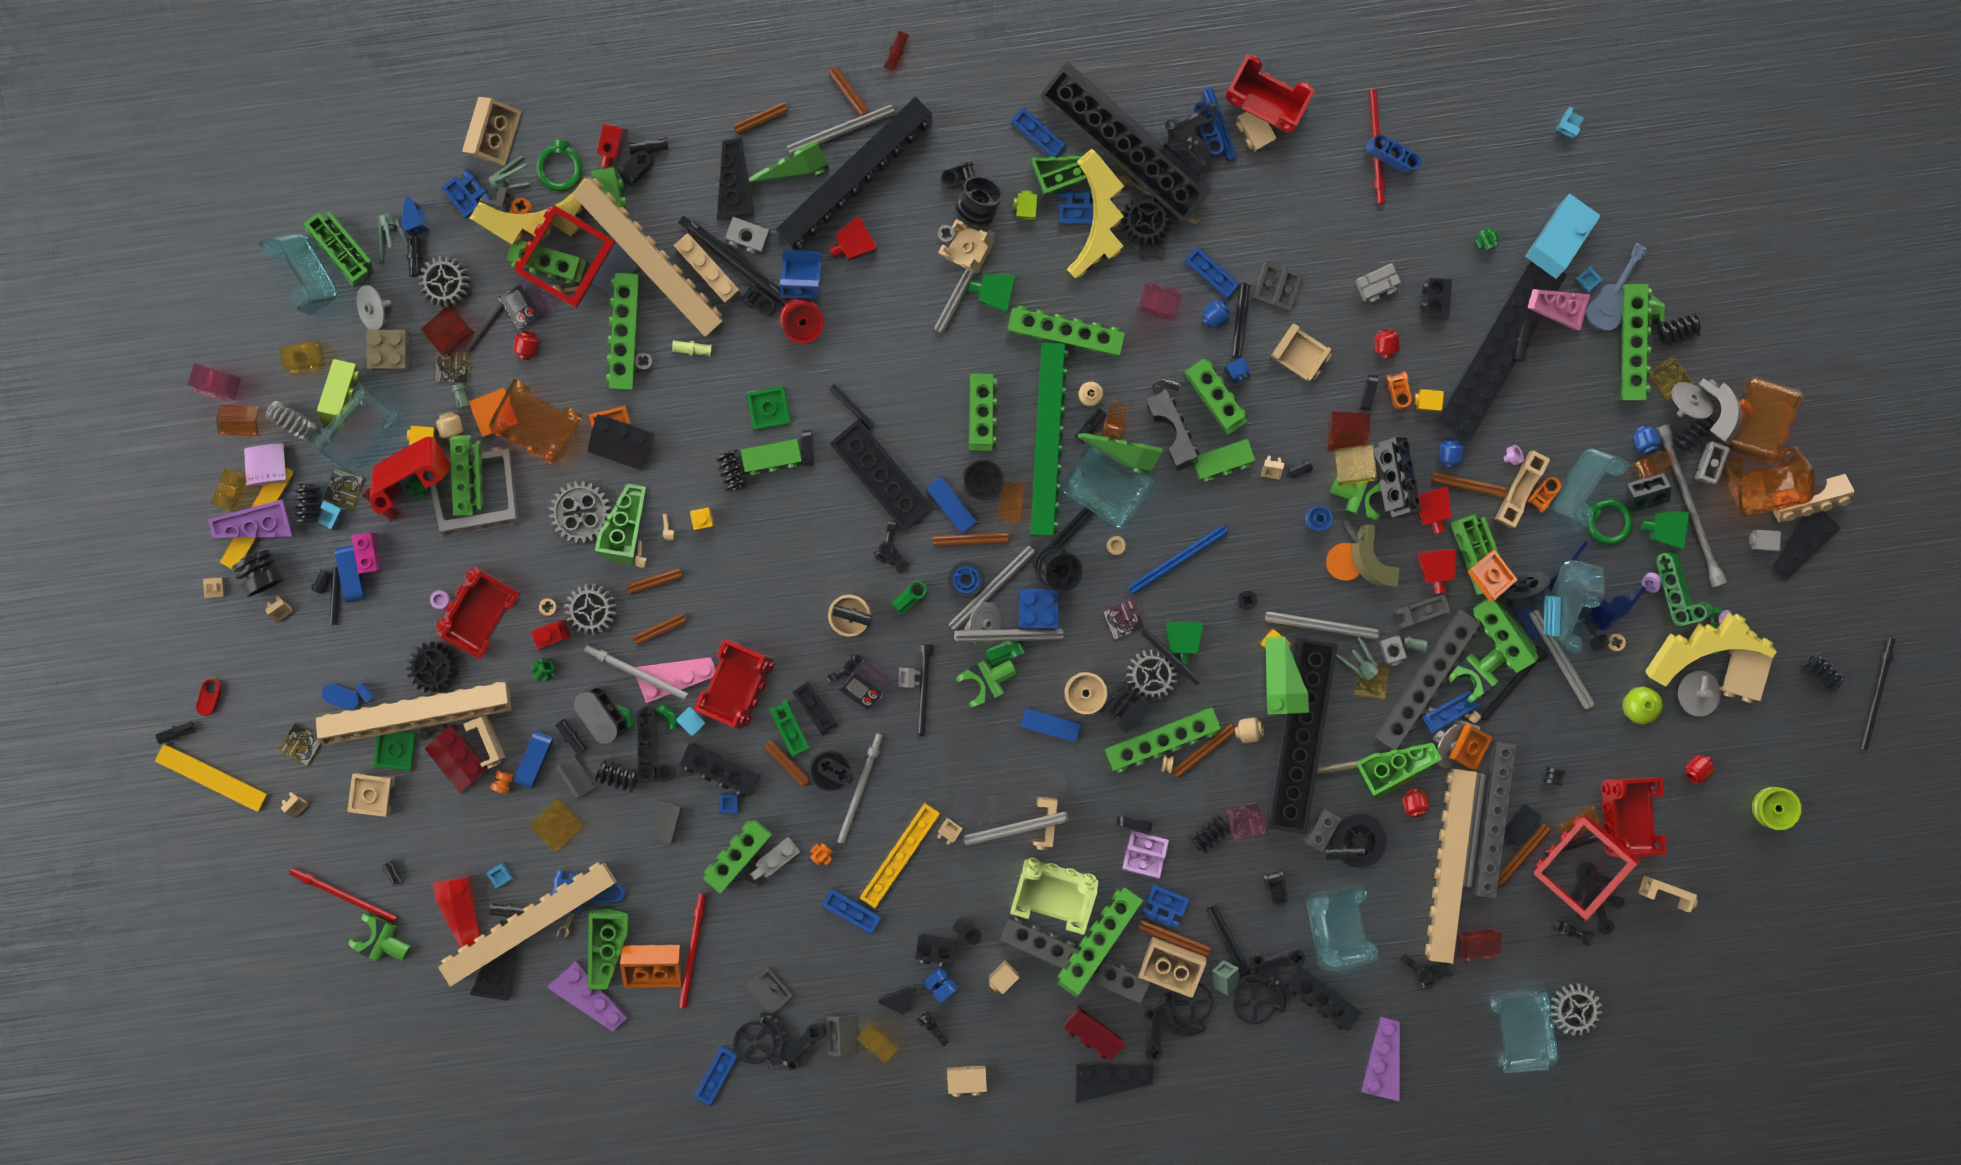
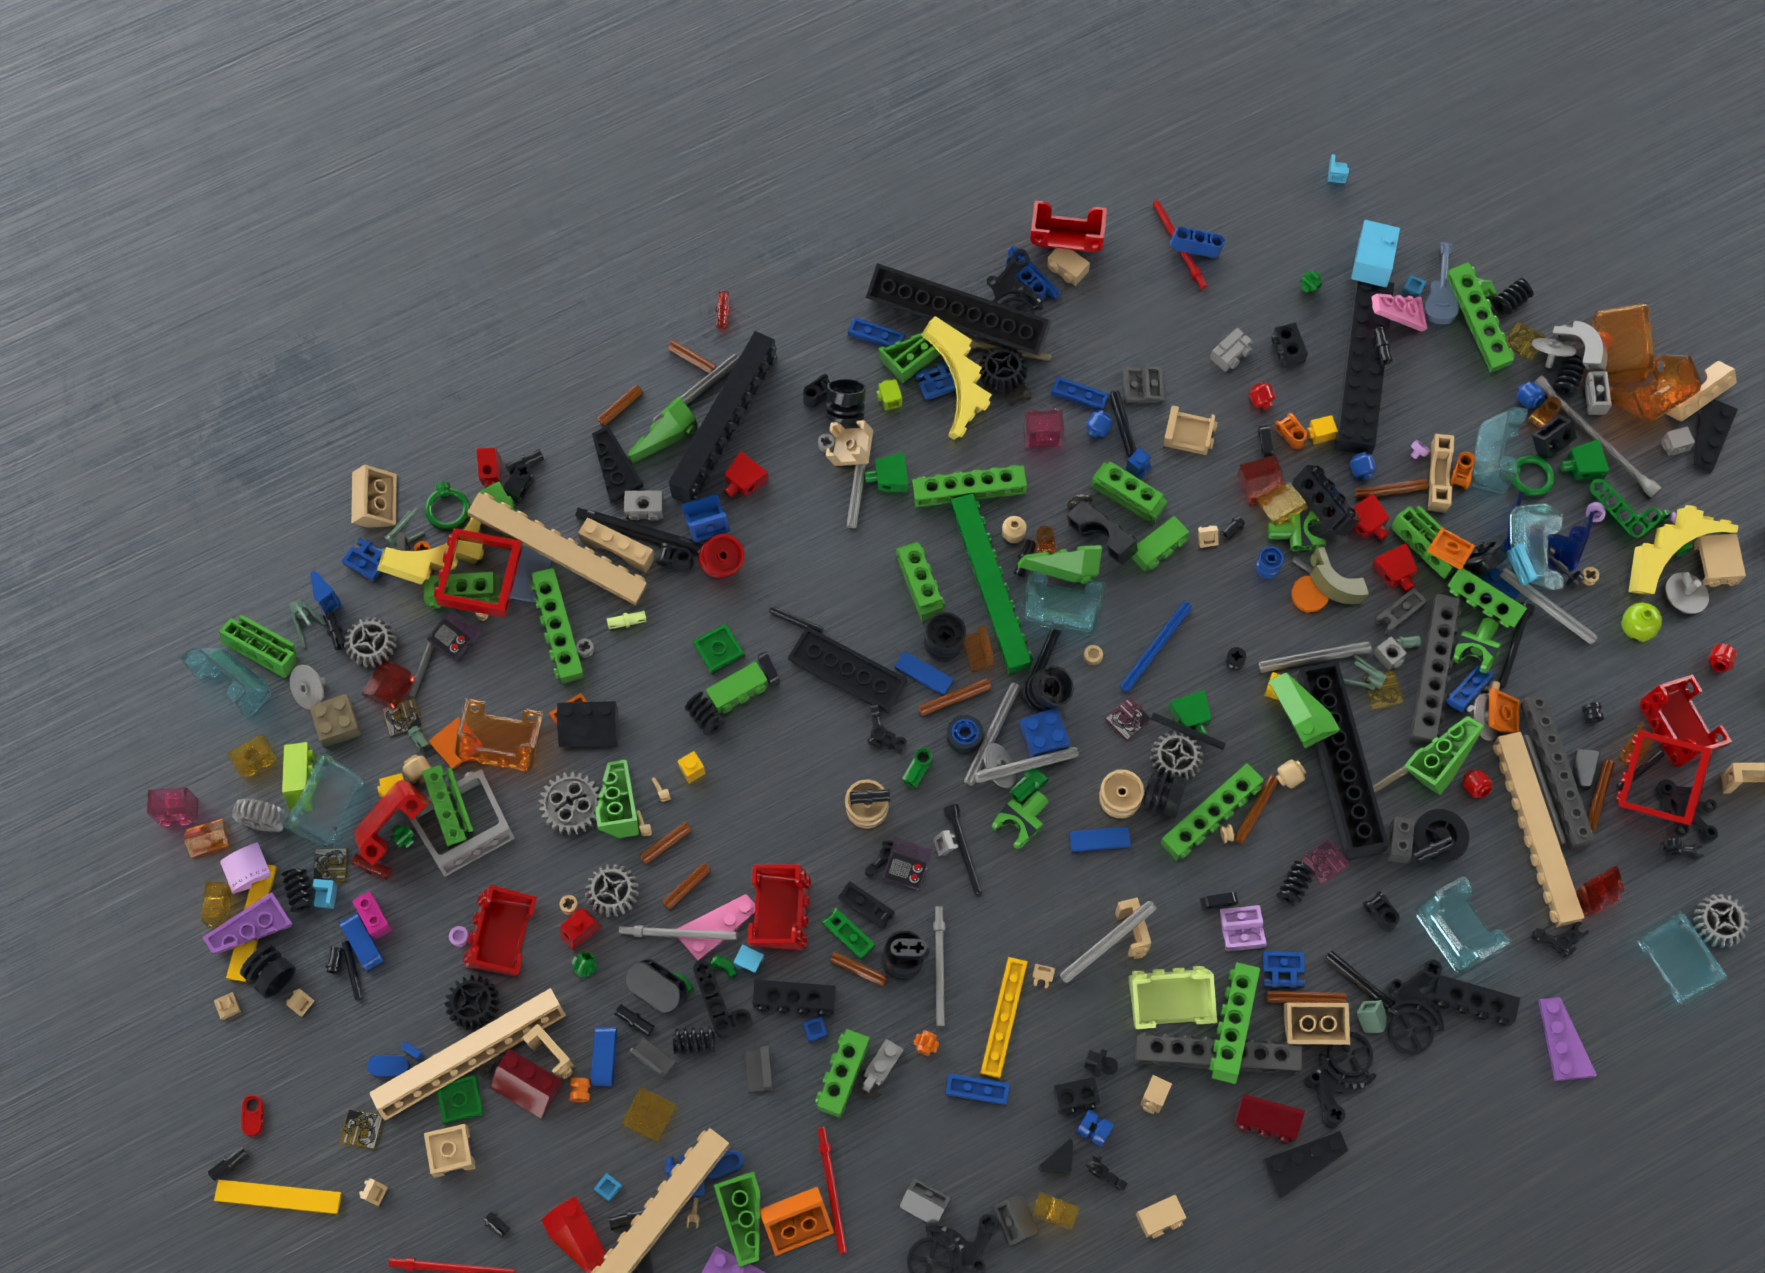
camera: 15 degrees left, 20 degrees down
(526, 345) = (467, 670): red head -> none

